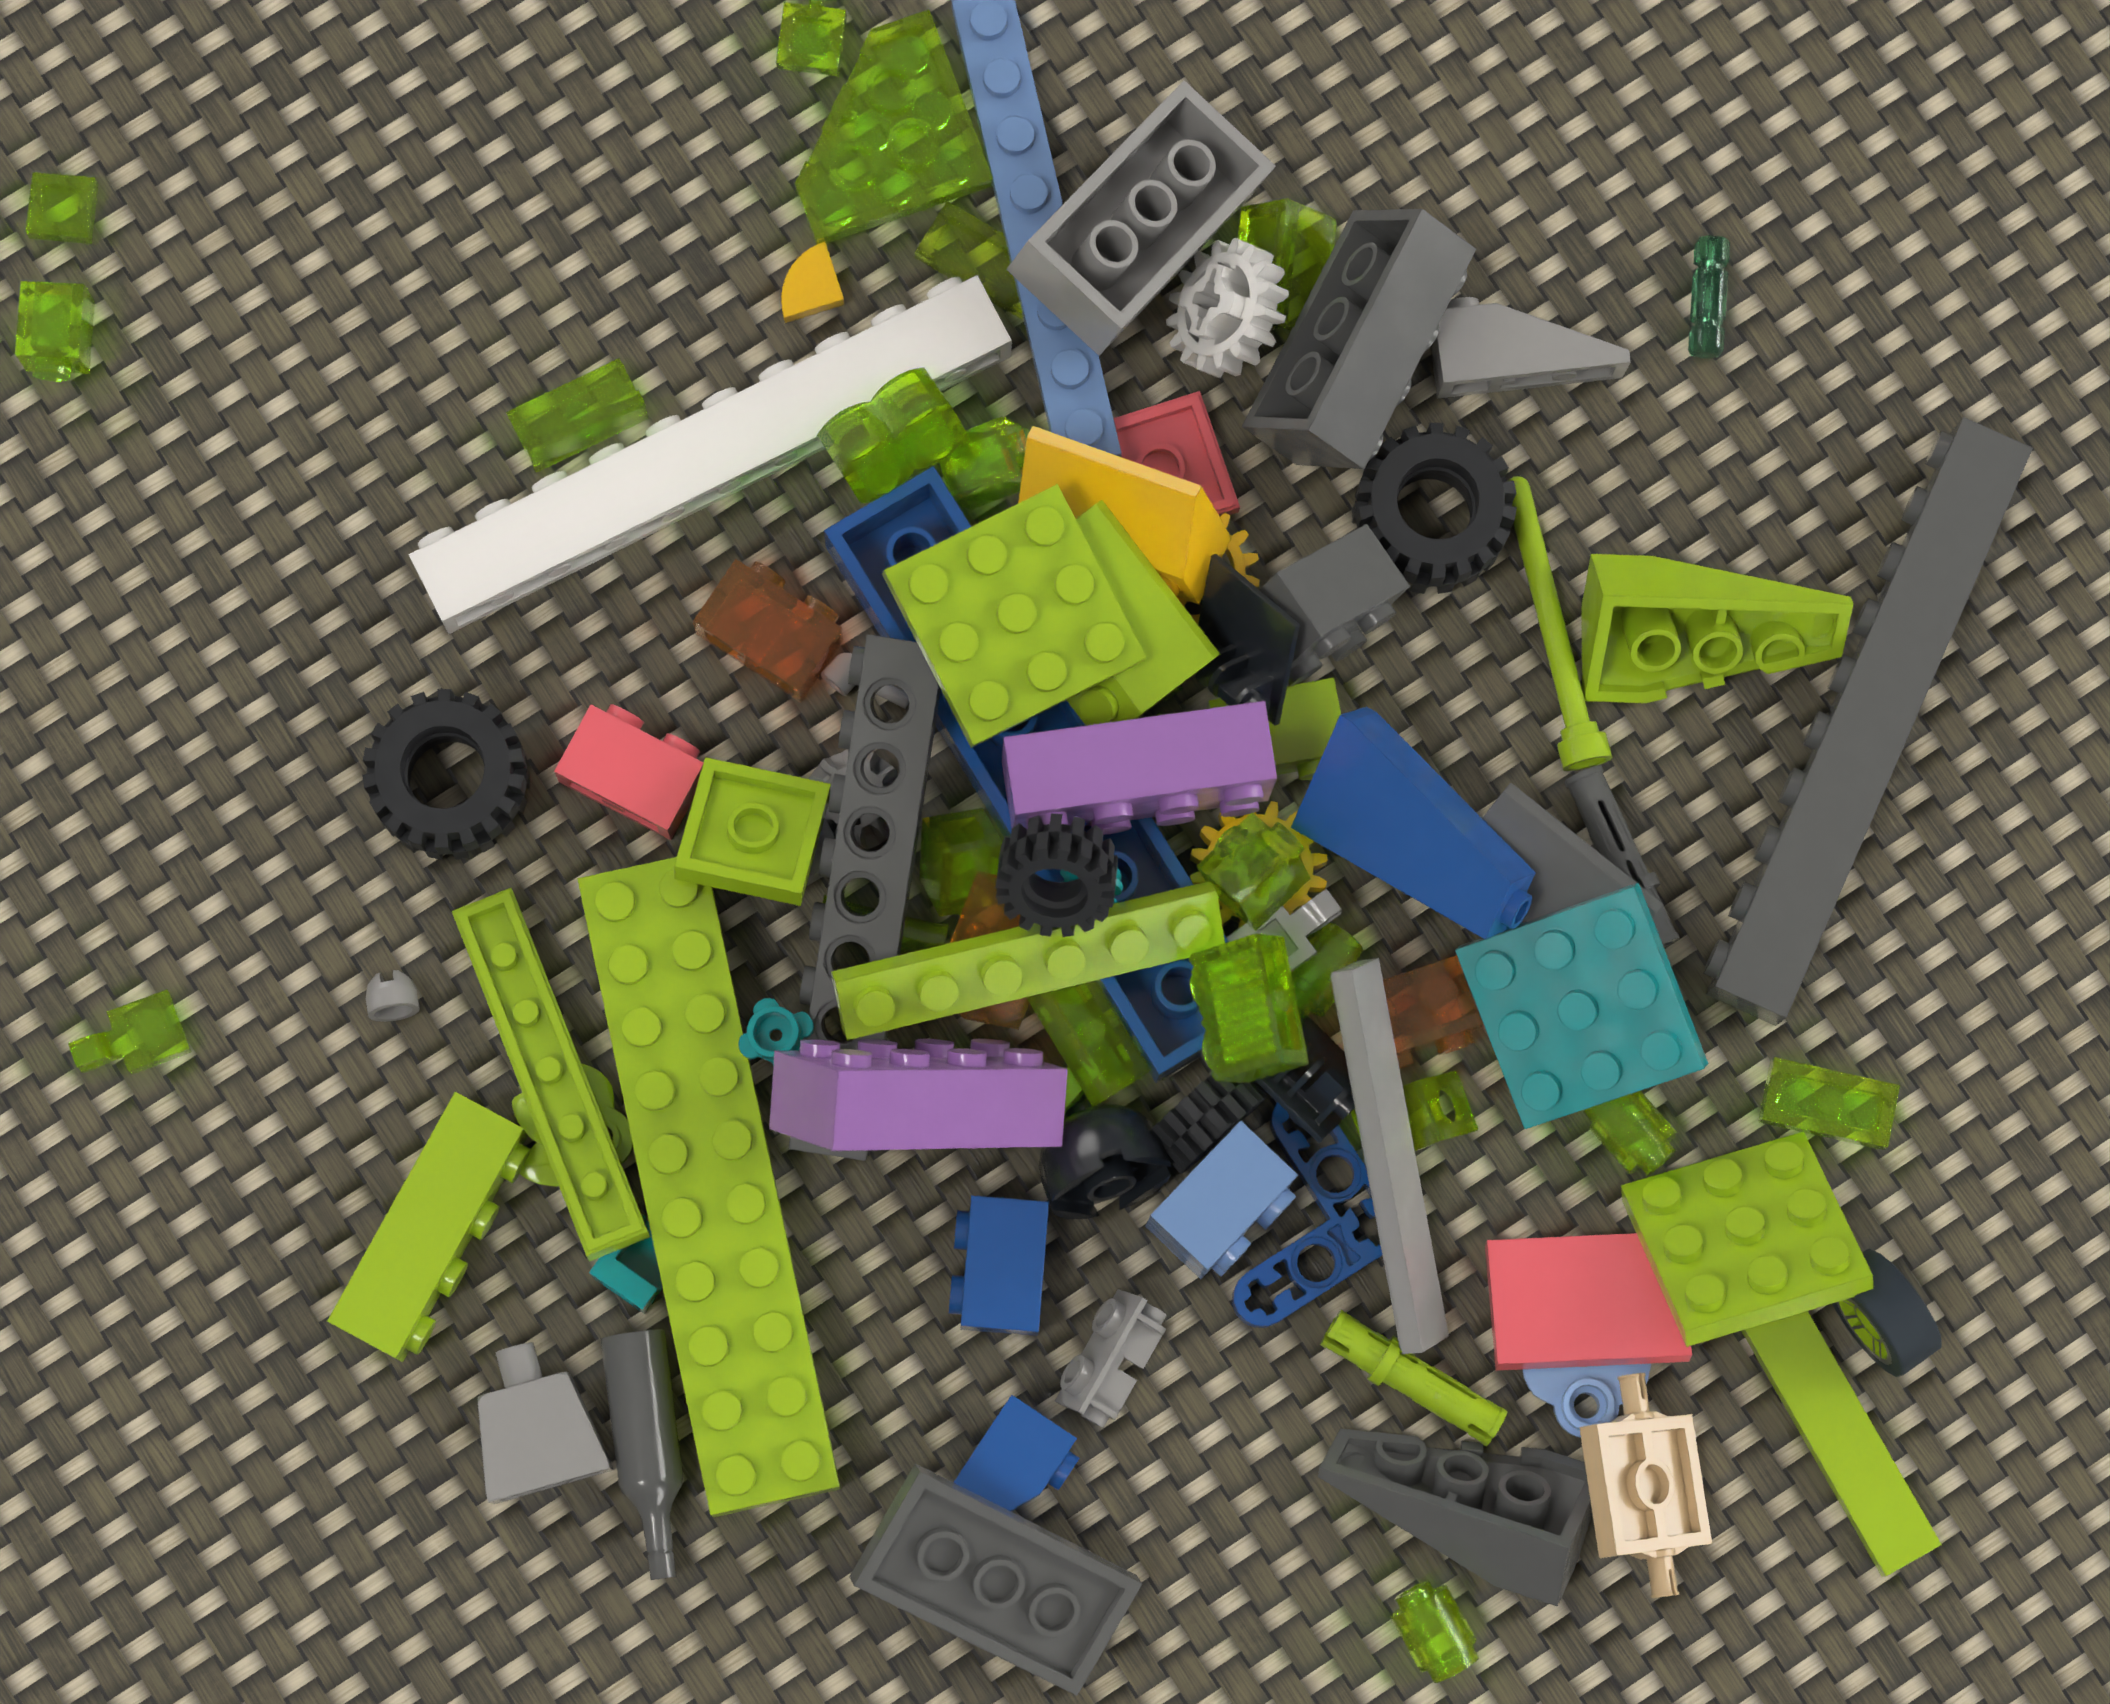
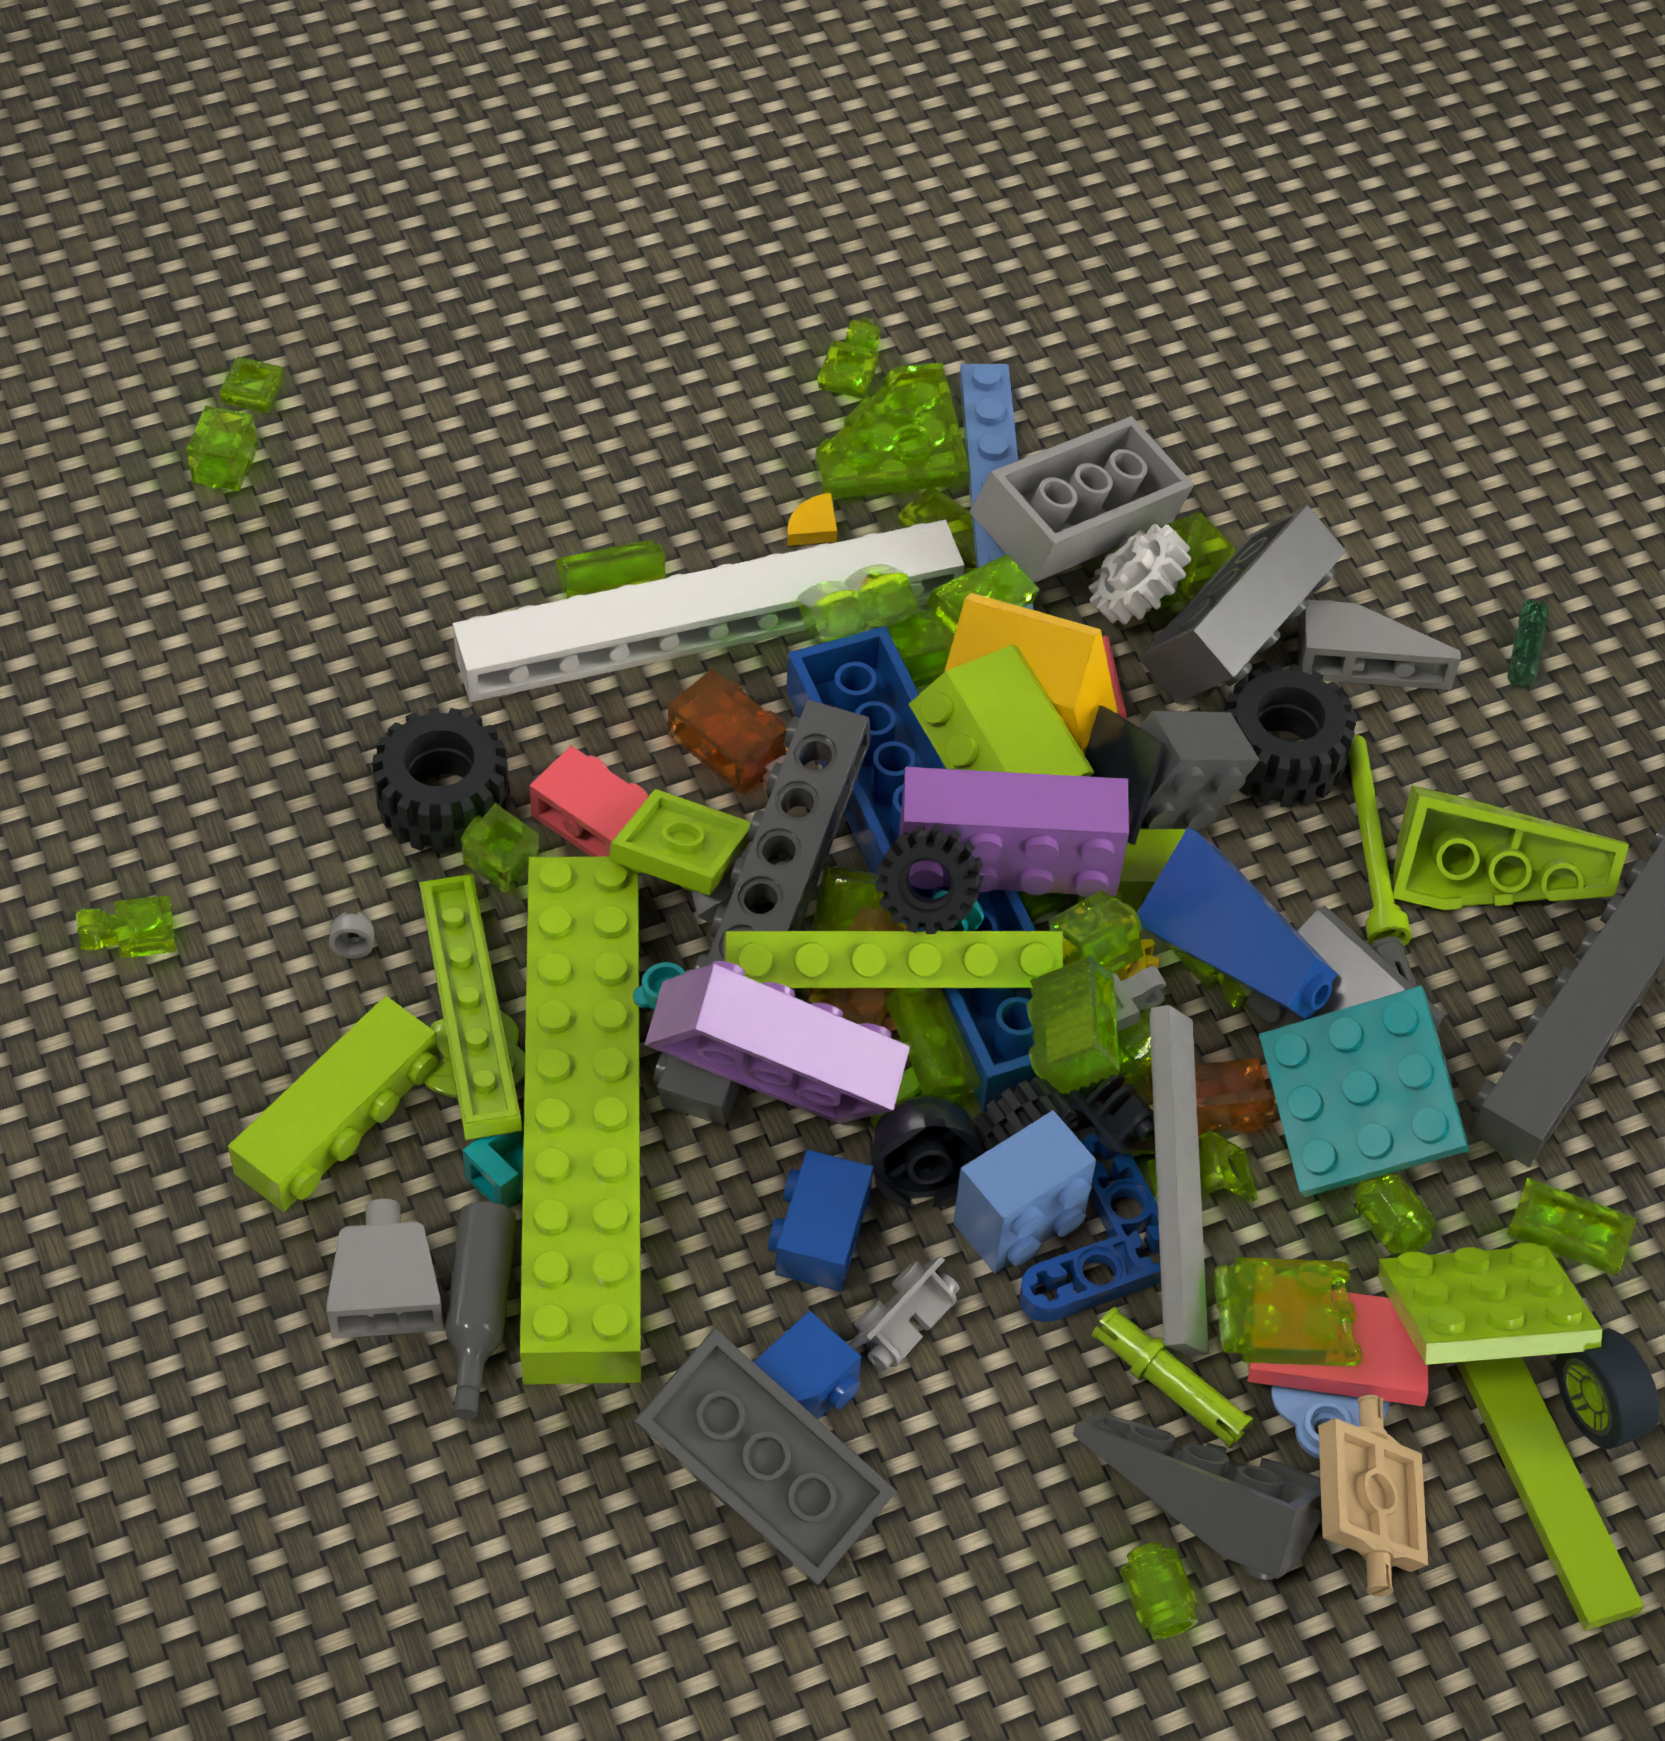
camera: 15 degrees right, 25 degrees down
(536, 860) = (499, 847): none -> clear neon green brick
(1014, 615) = (930, 701): lime plate -> none
(1044, 393) = (996, 580): none -> clear neon green plate
(1527, 1283) = (1286, 1311): none -> clear neon green plate

